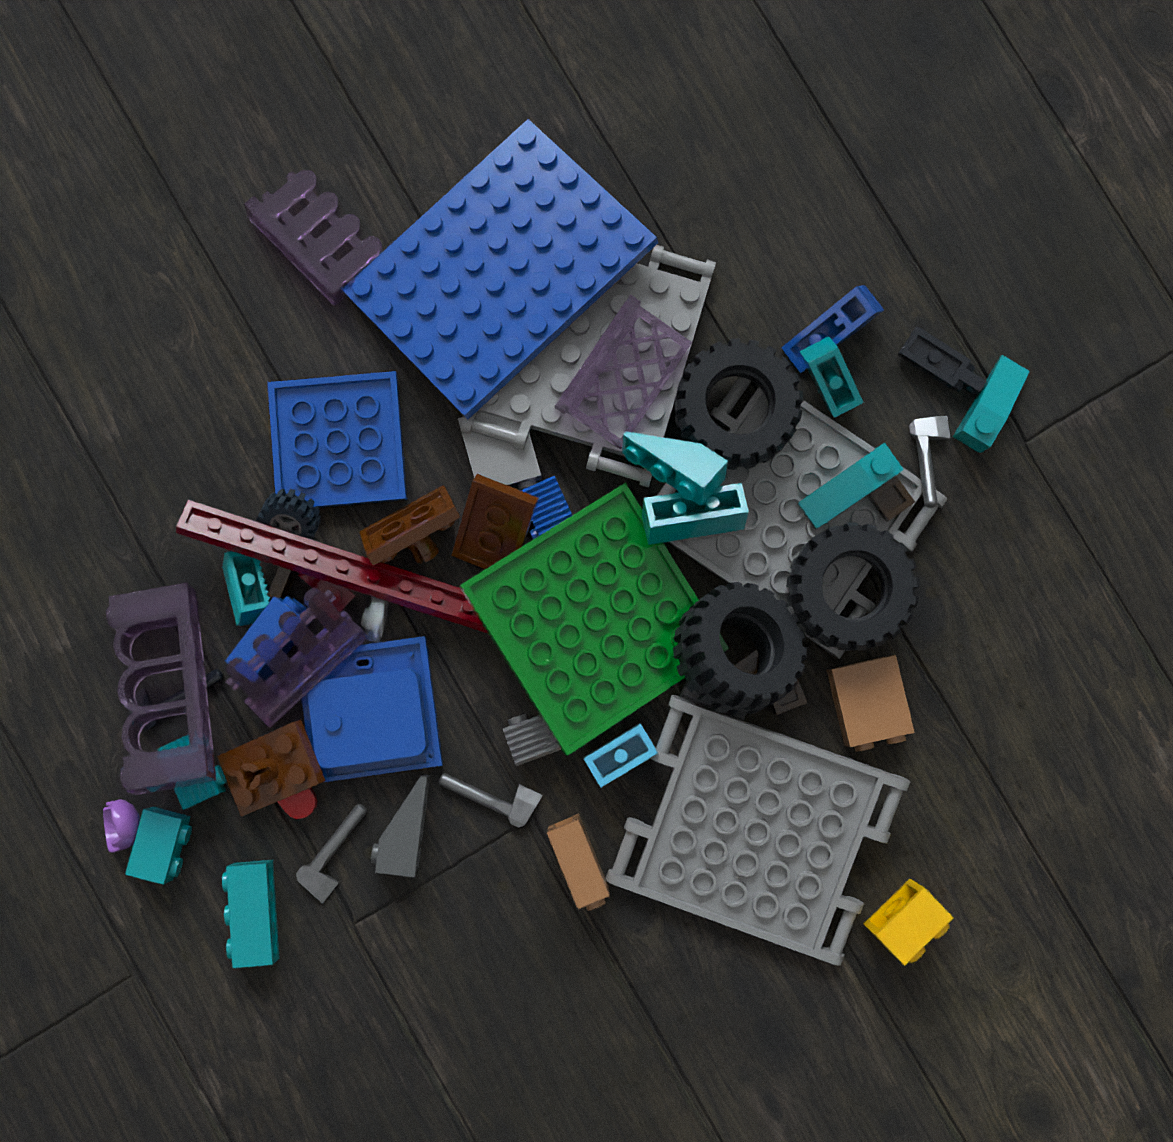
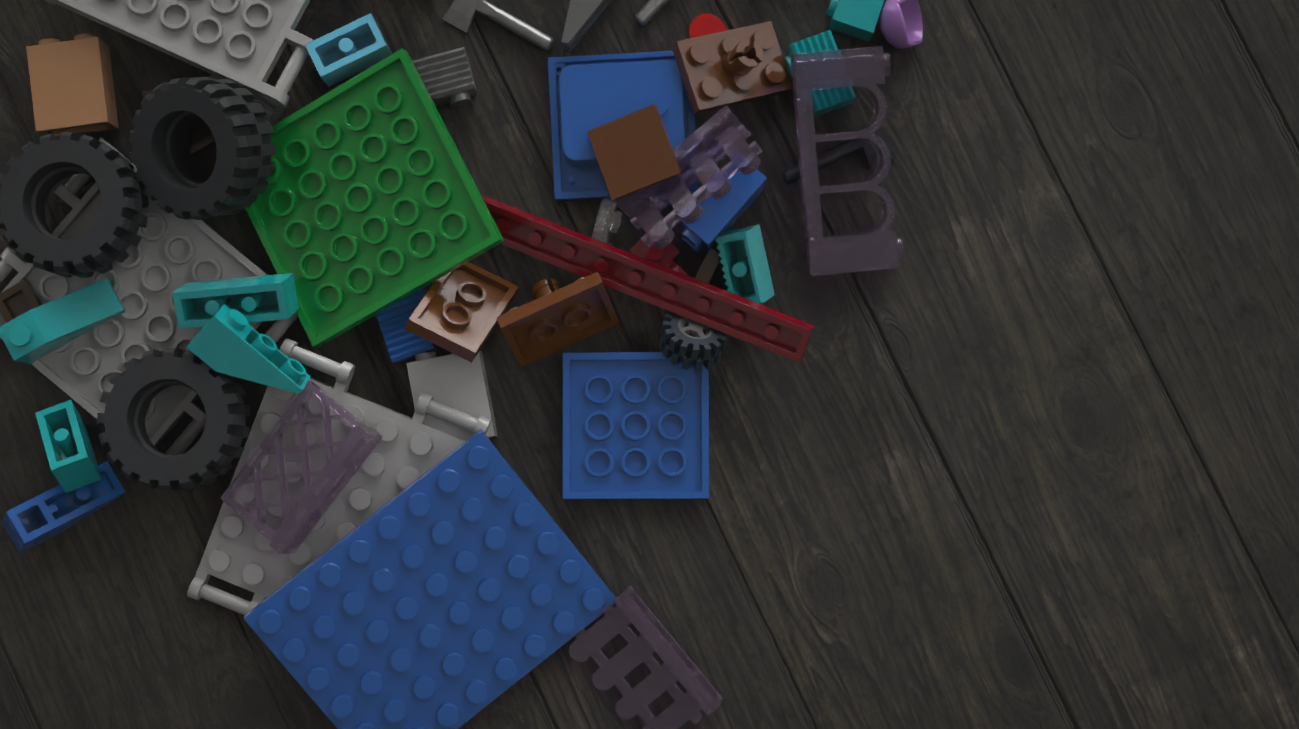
camera: 170 degrees left, 0 degrees up
(349, 677) = (634, 152): none -> reddish brown tile

